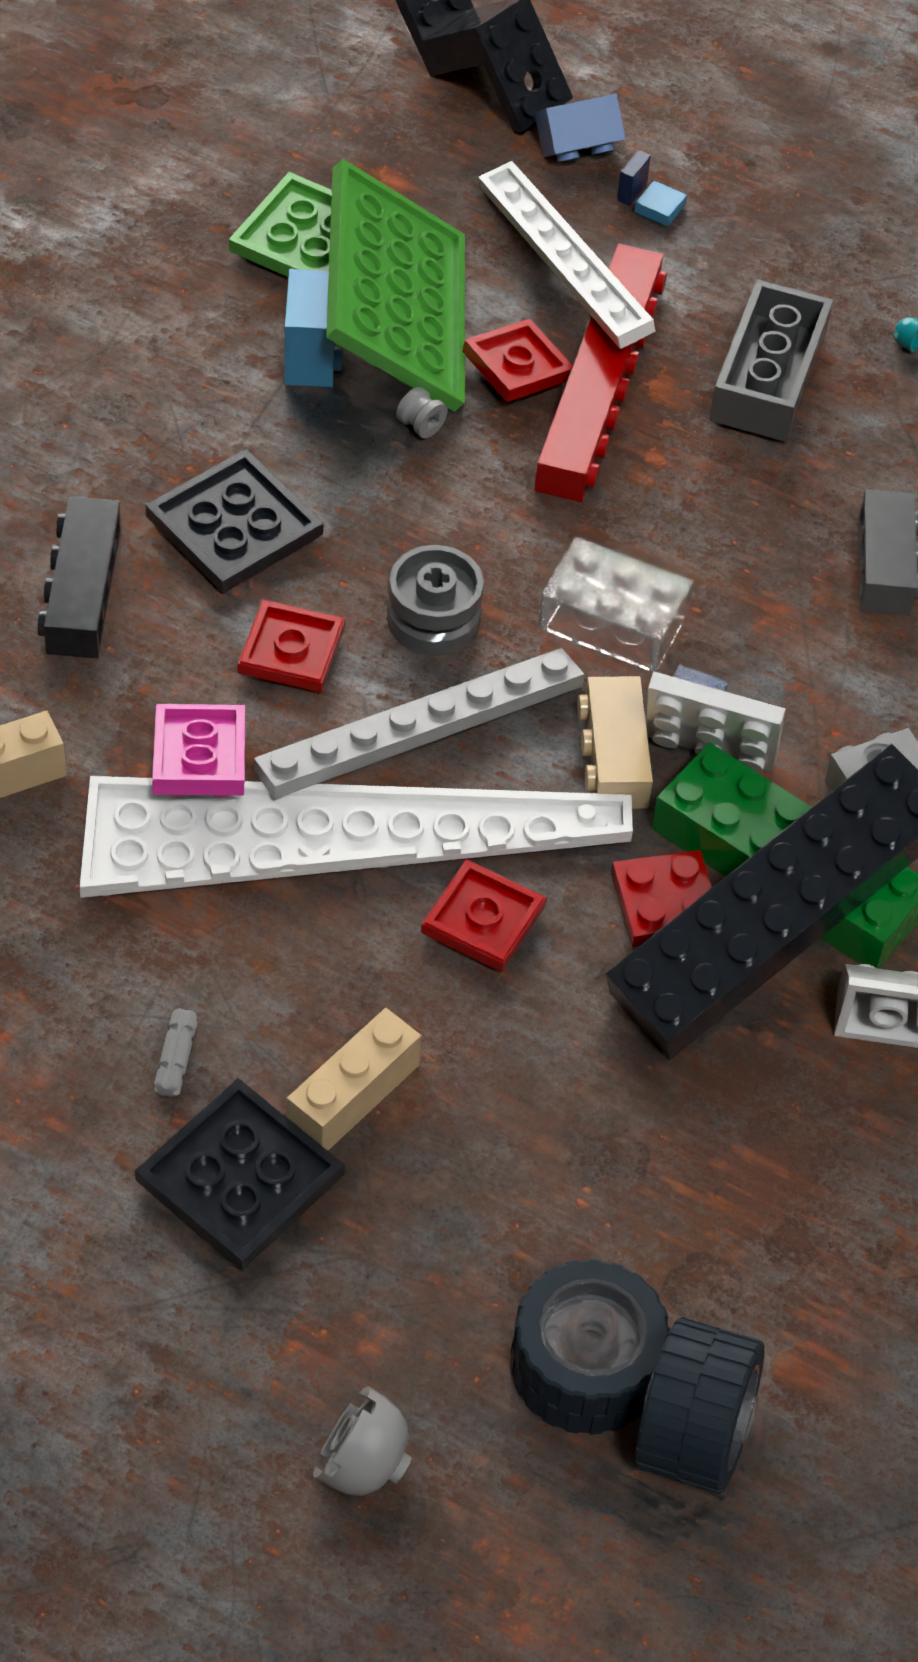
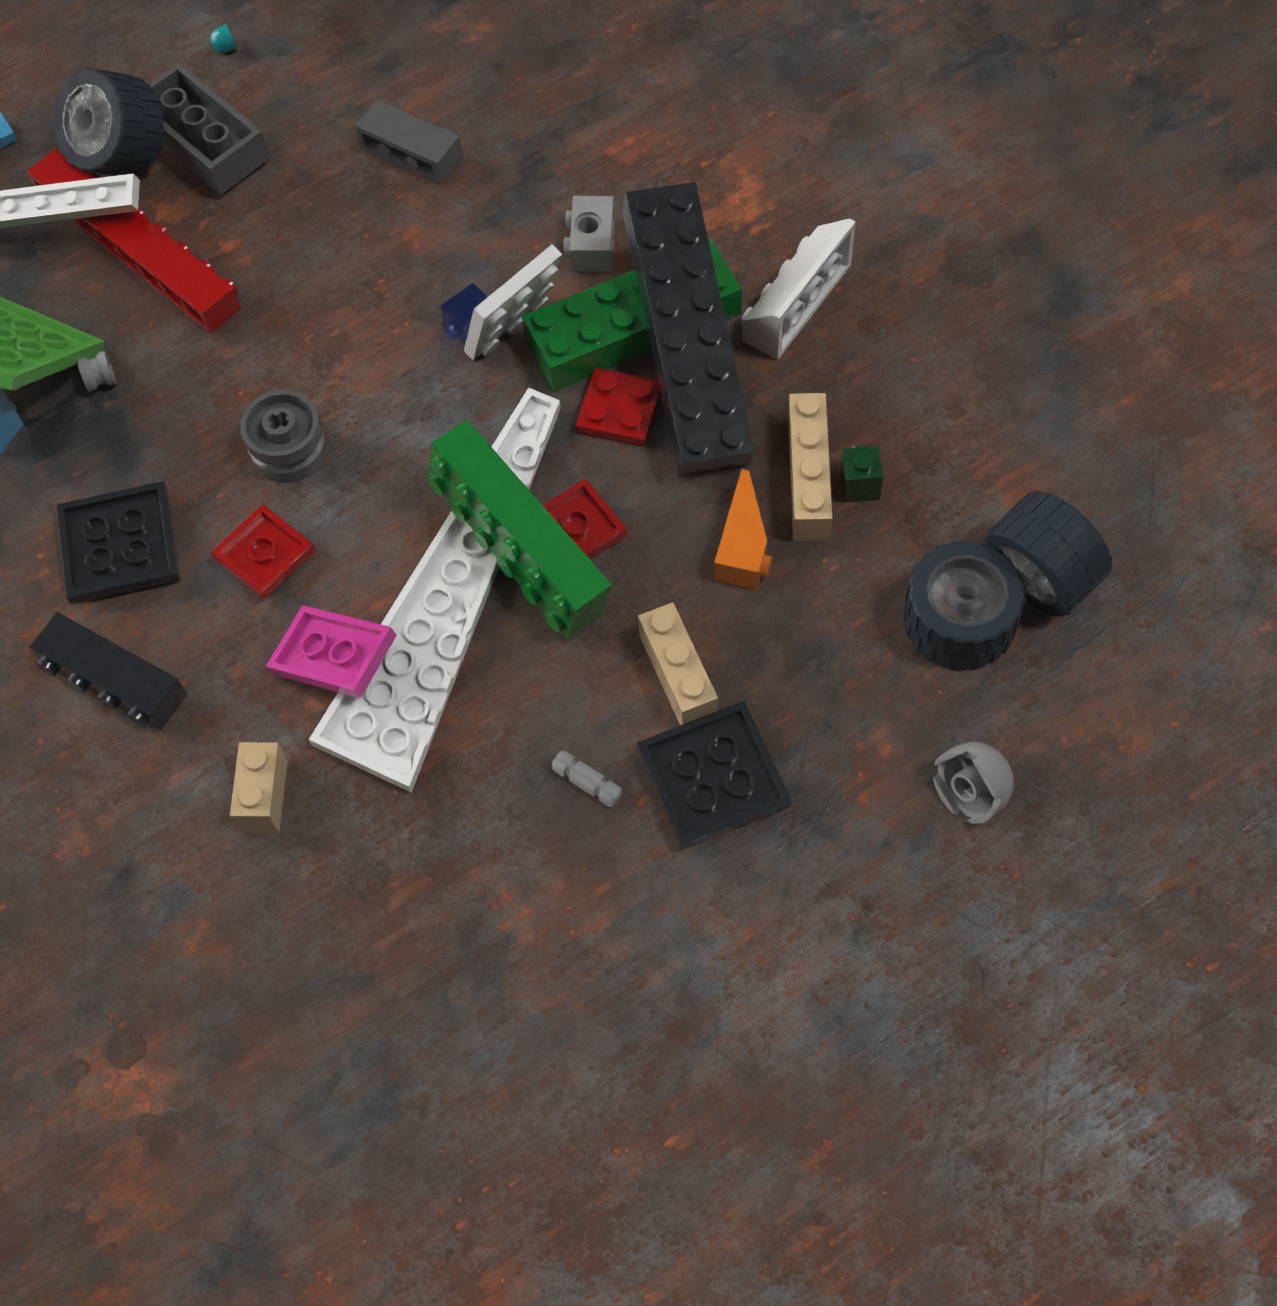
camera: 55 degrees left, 10 degrees up
(417, 723) = (387, 498): light grey plate -> none
(421, 846) = (517, 530): none -> green brick
(517, 359) = (87, 287): red plate -> none
(553, 1086) = (743, 545): none -> orange slope
(615, 604) = (356, 324): clear brick -> none
(616, 738) = (475, 376): tan brick -> none
(691, 1115) = (809, 467): none -> tan brick
(712, 276) = (108, 122): none -> black wheel
(714, 1173) = (861, 473): none -> dark green brick

